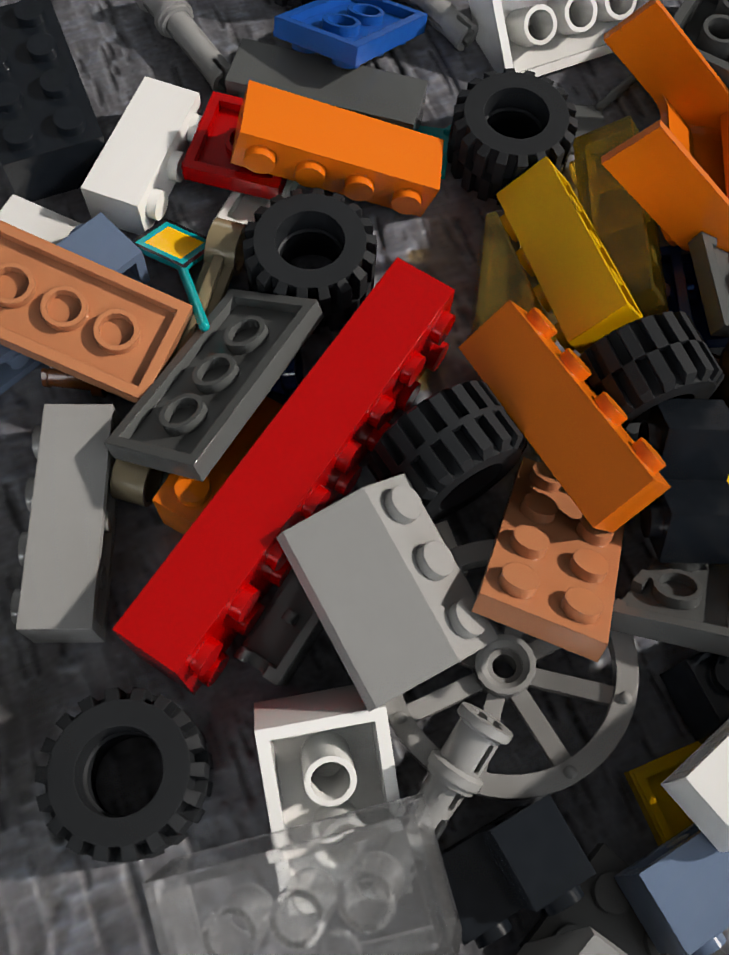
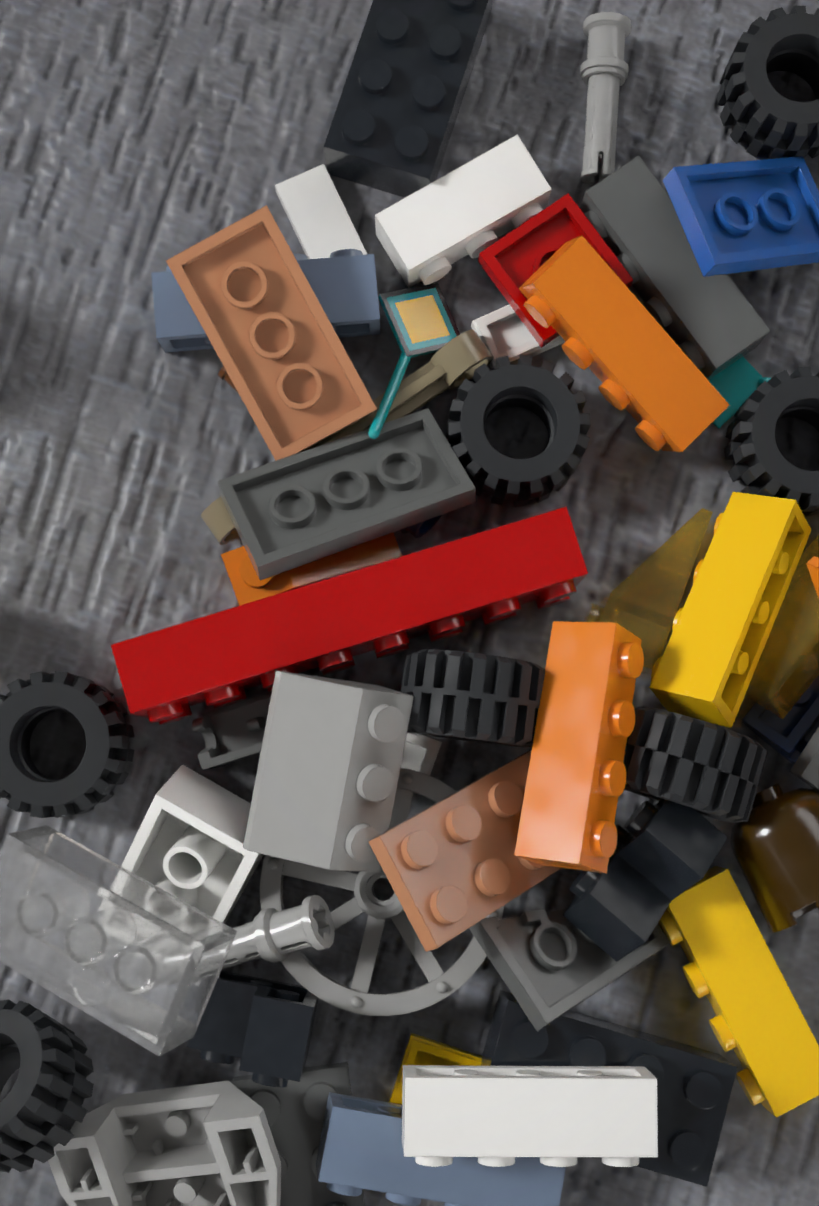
camera: 40 degrees right, 15 degrees up
(69, 529) = (155, 515): light grey brick -> none

